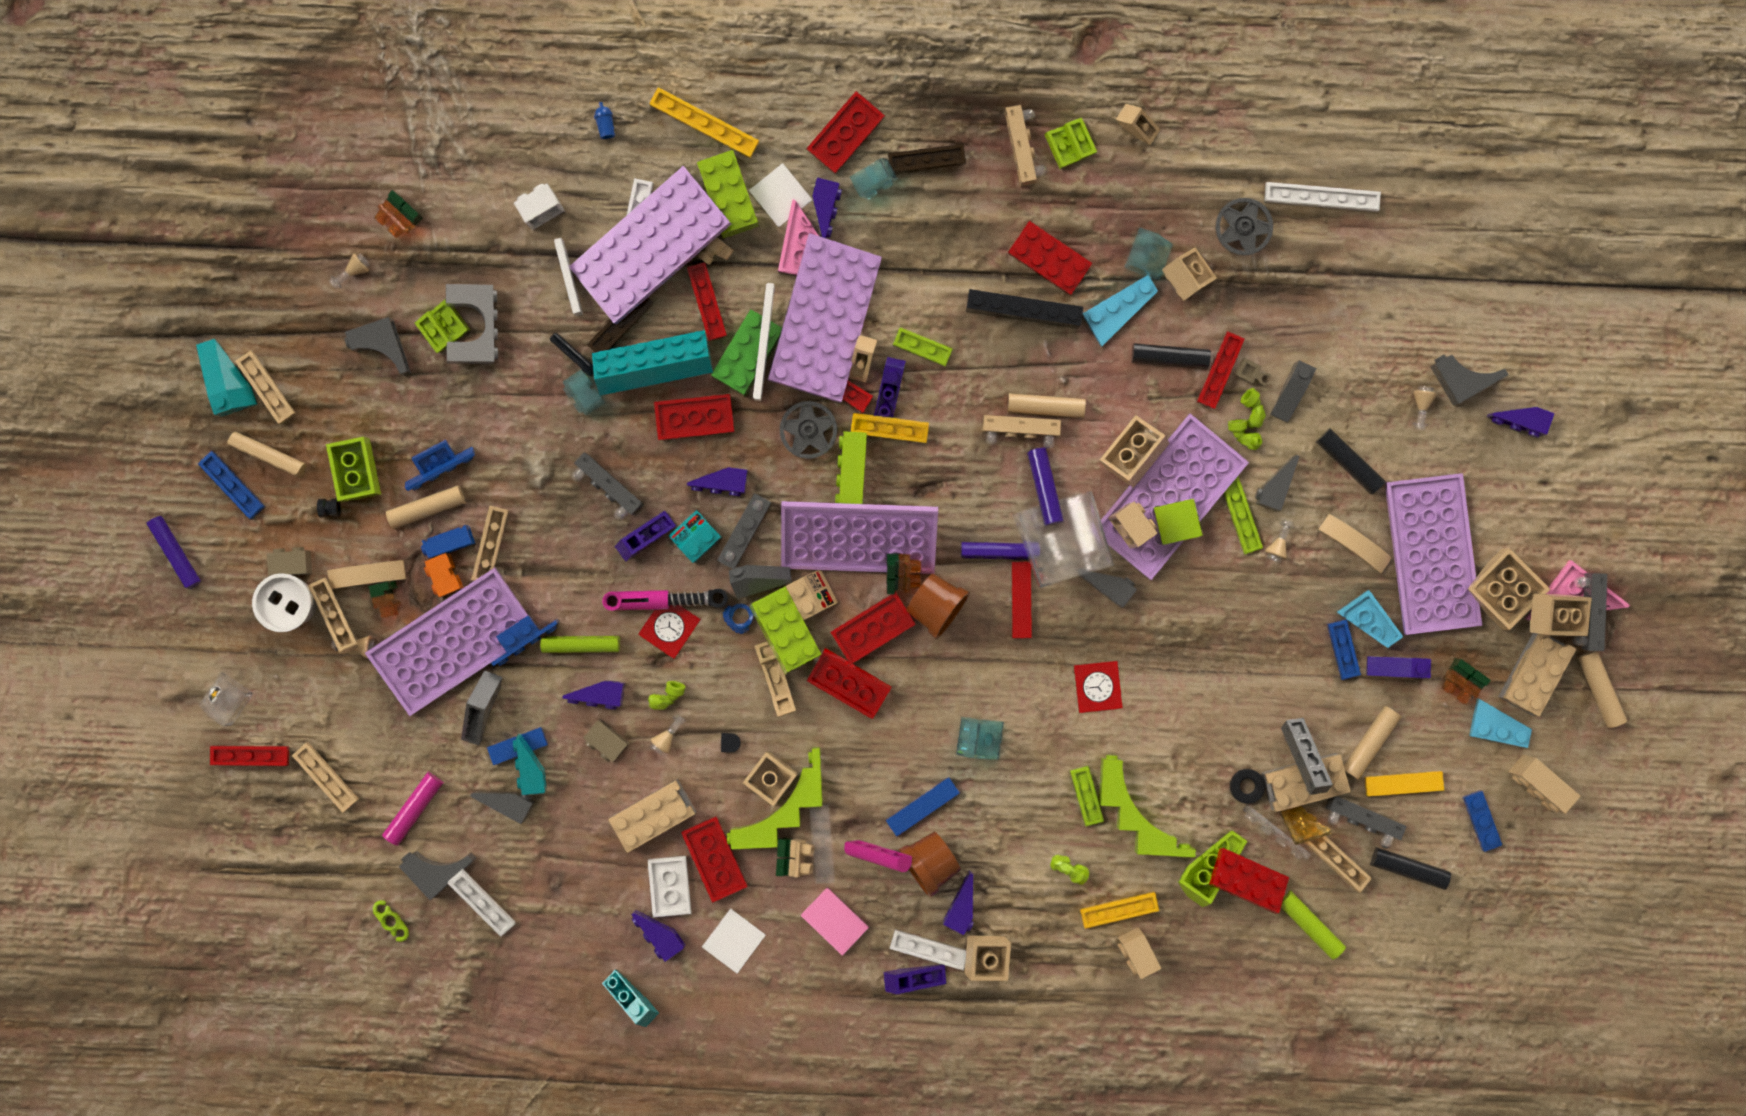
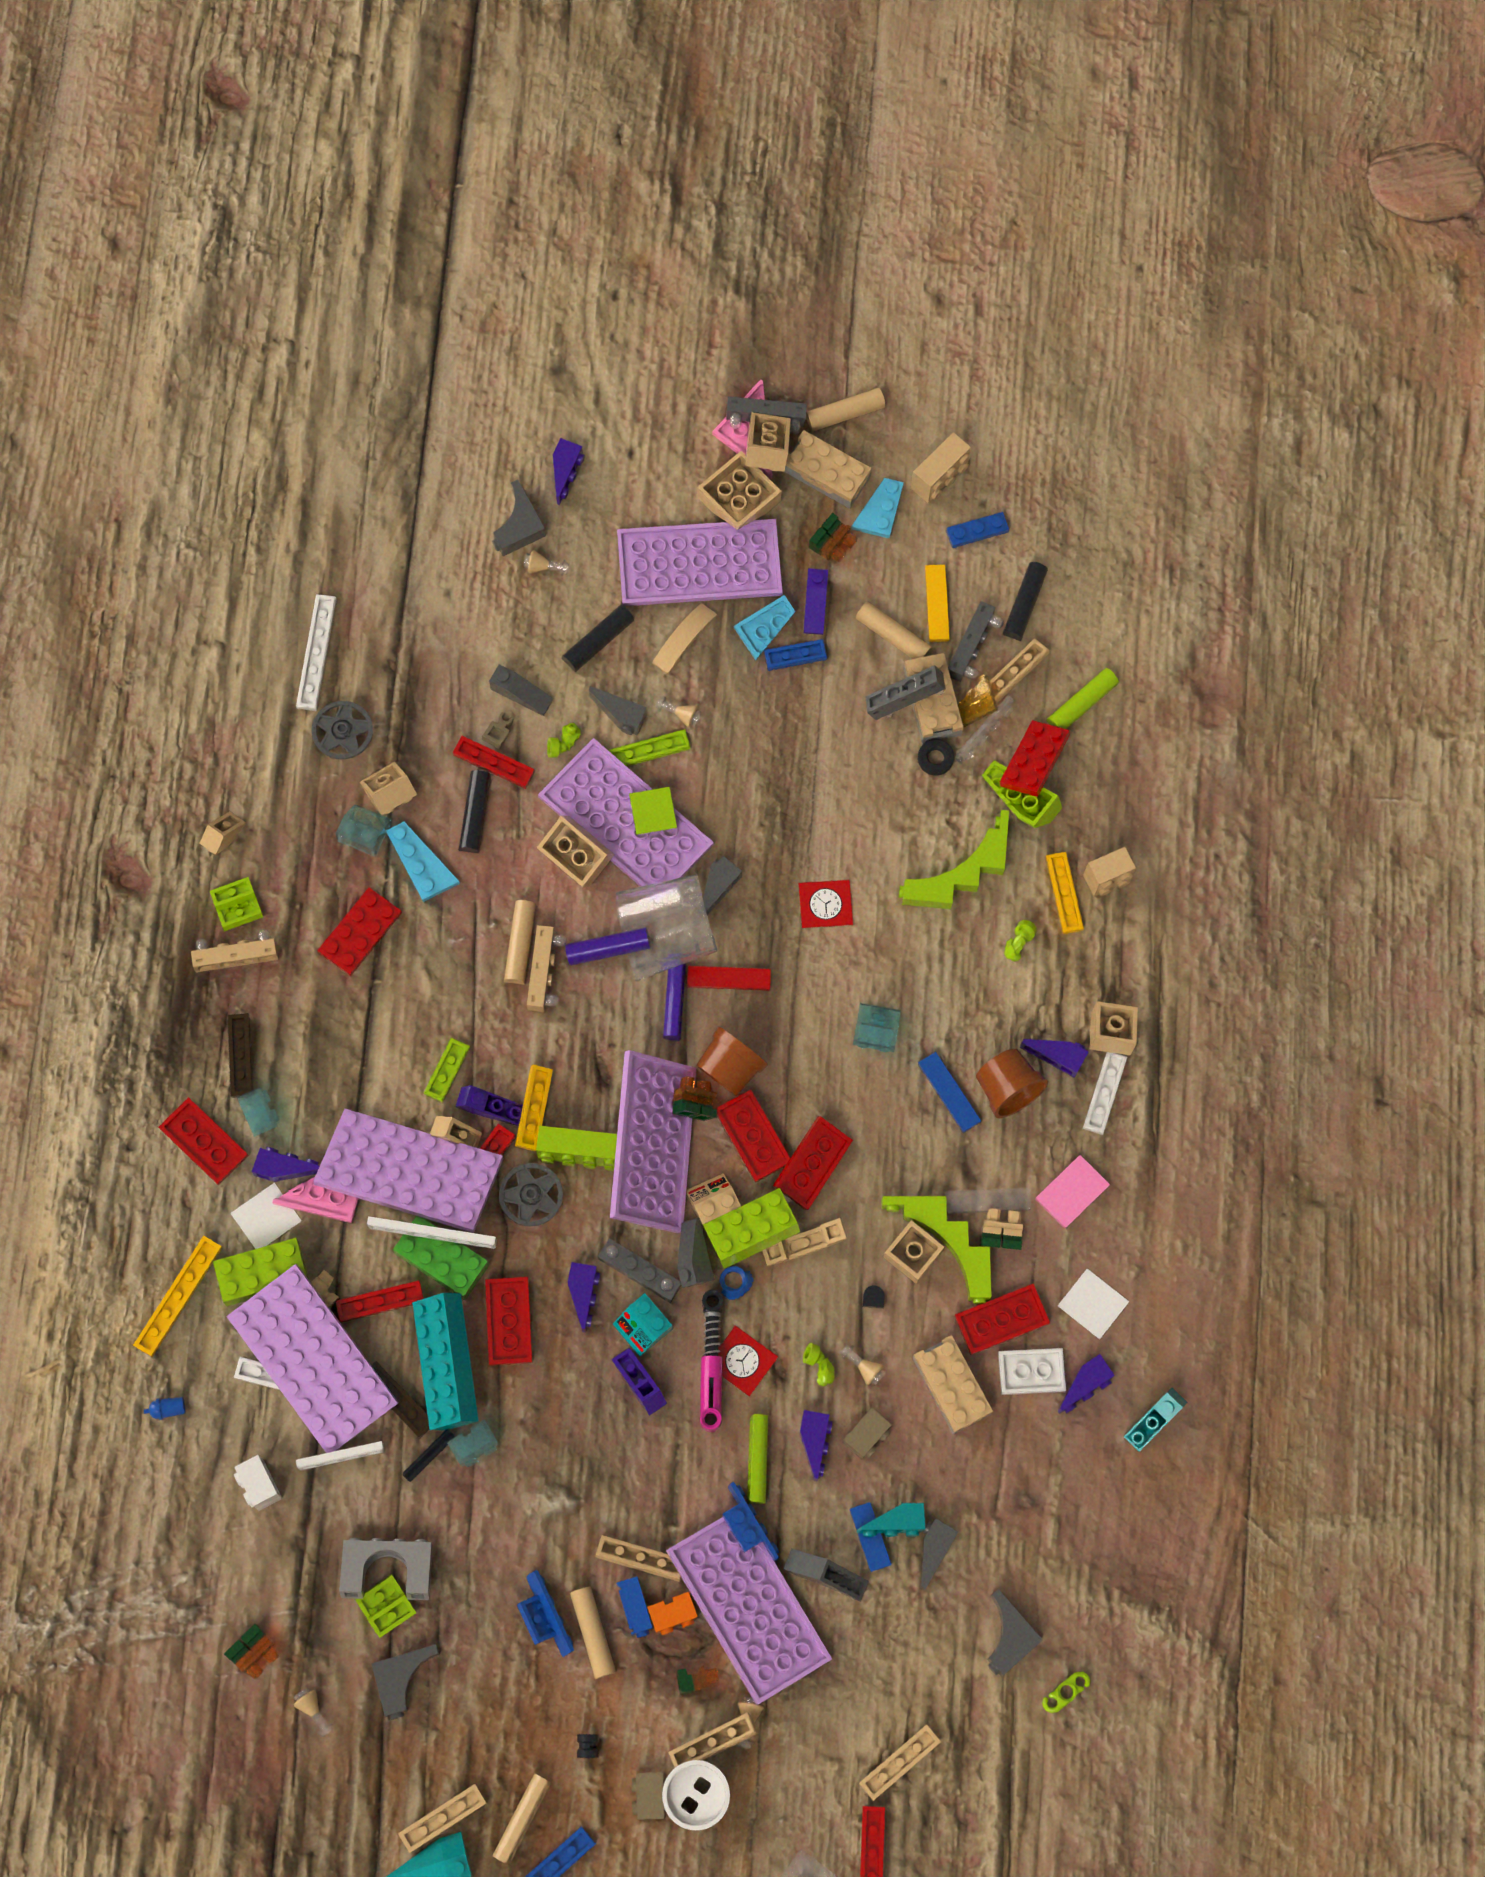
camera: 90 degrees left, 15 degrees down
(353, 469) = (545, 1712): lime brick -> none
(366, 574) = (667, 1706): tan slope -> none
(412, 809) = (938, 1661): dark pink brick -> none
(481, 902) = (1046, 1582): white tile -> none
(602, 479) = (573, 1424): dark grey piece -> none
(878, 855) = (1000, 1134): dark pink brick -> none
(914, 978) = (1135, 1108): dark purple slope -> none
(1024, 309) = (413, 959): black brick -> none
(1086, 796) = (942, 920): lime tile -> none
(1133, 524) = (654, 852): tan brick -> none
(1251, 399) = (526, 732): lime arm -> none

